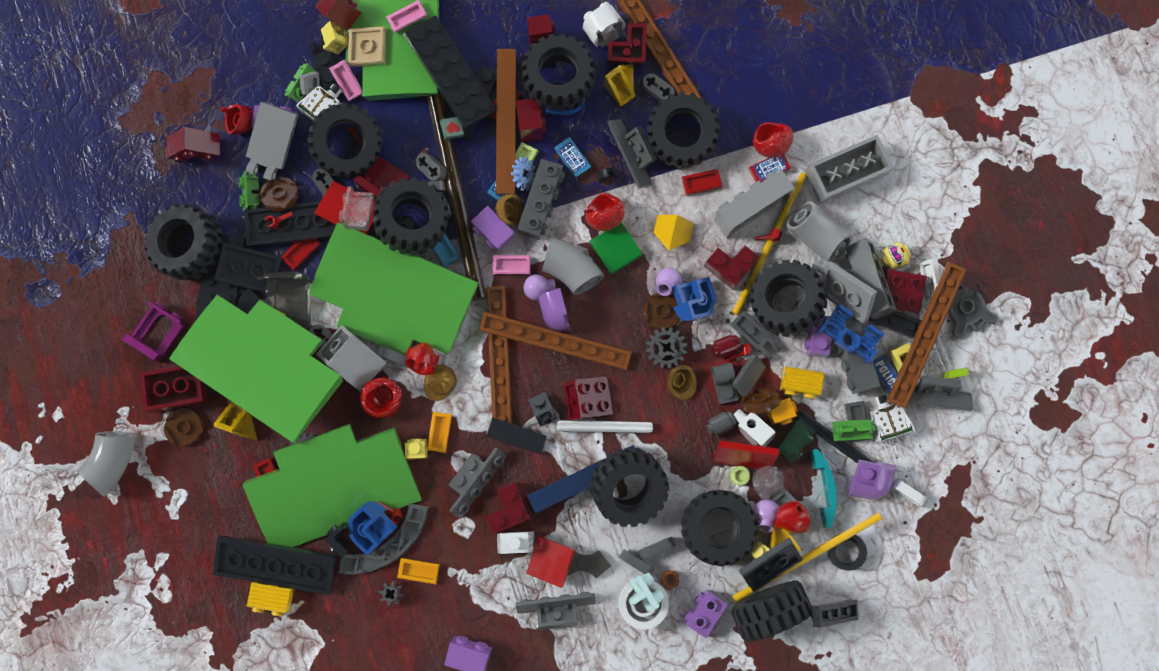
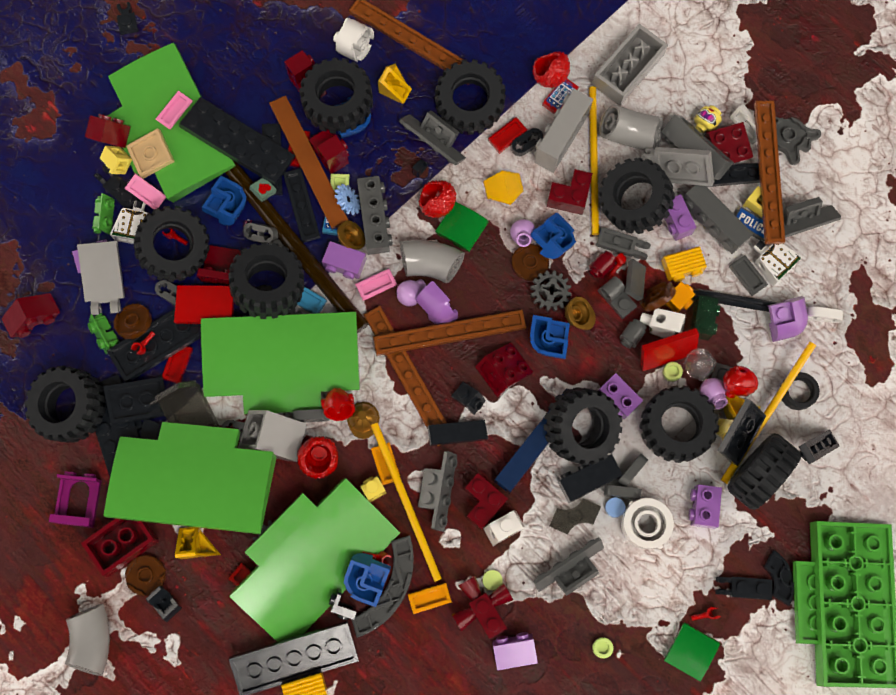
camera: 25 degrees left, 5 degrees down
(187, 460) = (164, 603): none -> black bracket
(237, 119) = (61, 272): red helmet -> none
(309, 82) = (111, 209): light grey tile -> none
(356, 209) = (213, 299): clear bracket -> none
(384, 592) = (410, 632): dark grey gear -> none
(413, 123) = (225, 201): none -> blue brick
(439, 475) = (406, 502): none -> yellow piece
(459, 604) = (482, 608): none -> dark red brick
(480, 159) = (301, 205): none -> black plate
(481, 582) = (492, 580): none -> yellowish green tile
(550, 561) = (545, 528): red tile -> none
(572, 158) = (383, 167): tile -> none
(605, 426) = (531, 386): white axle -> none
(613, 536) = (589, 478): none -> black brick
(623, 572) = (615, 507): none -> light blue tile
(630, 52) = (390, 49): dark red brick -> none
(642, 390) = (549, 336): none -> blue brick
(649, 600) = (651, 515): light aqua hips -> none
(660, 85) = (428, 73): dark grey beam -> none
(670, 574) = (659, 487): dark orange plate -> none
(679, 475) = (622, 395): none -> medium lavender brick
(715, 192) = (524, 139): none -> black beam
(774, 236) = (595, 151): red hand -> none
(827, 513) = (766, 365): teal slope -> none
(853, 430) = (749, 283): bright green hinge -> none
(860, 345) = (719, 206): blue piece -> none
(956, 373) = (811, 193): lime tile -> none

